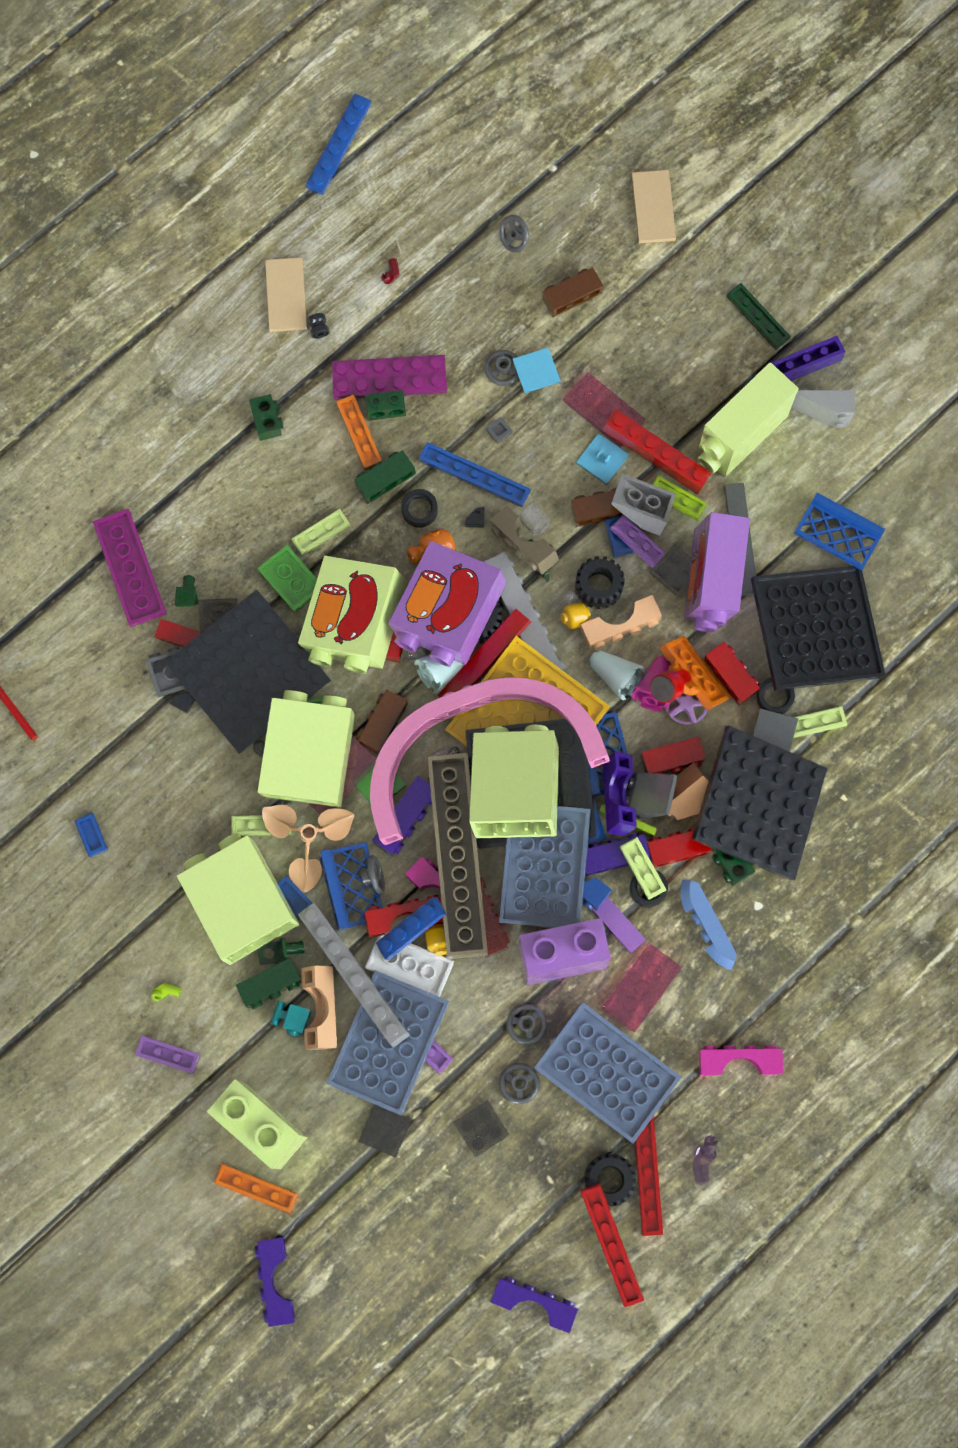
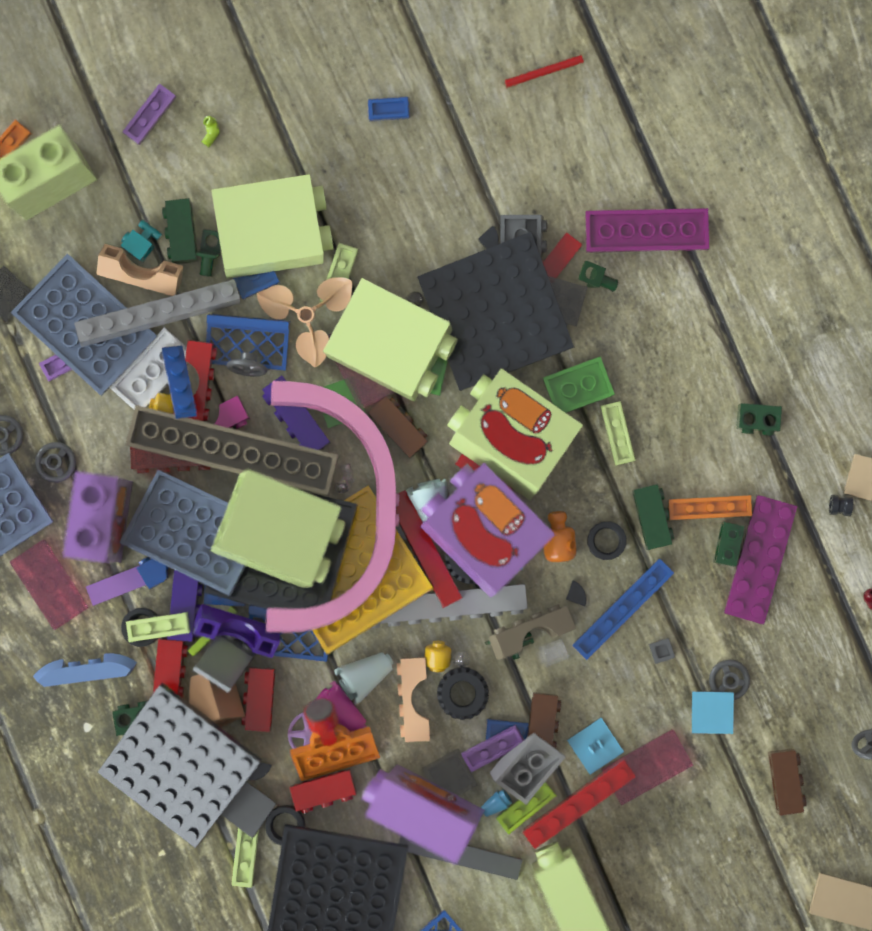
camera: 115 degrees right, 10 degrees up
(684, 522) = (497, 802): none -> dark azure cone

